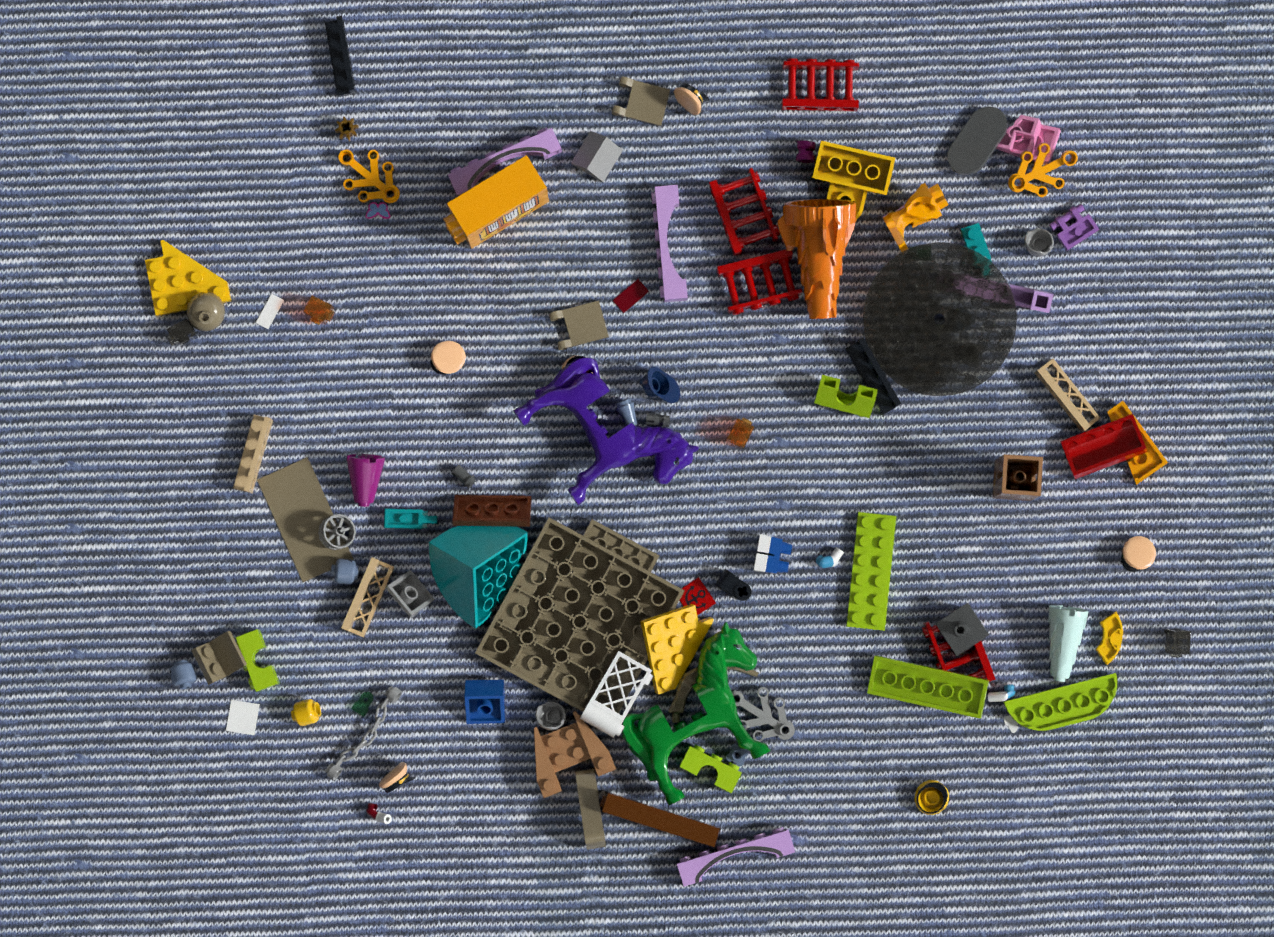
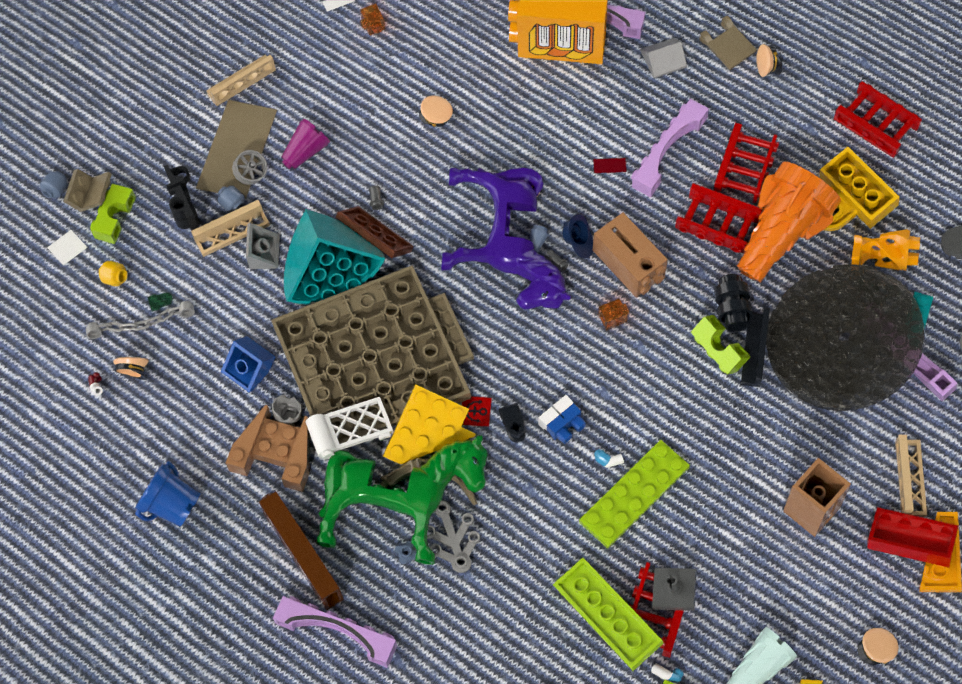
camera: 45 degrees right, 20 degrees down
(312, 606) = (181, 205): none -> black plate
(408, 519) = (309, 197): teal hinge -> none
(523, 860) = (167, 497): none -> blue piece
(583, 324) = (555, 158): dark tan flag -> none
(590, 809) = (246, 509): dark tan beam -> none
(717, 373) = (630, 255): none -> medium nougat brick
(726, 774) = (369, 530): lime arch -> none
(805, 151) = (831, 151): magenta wheel -> none
(824, 346) = (733, 297): none -> black piece

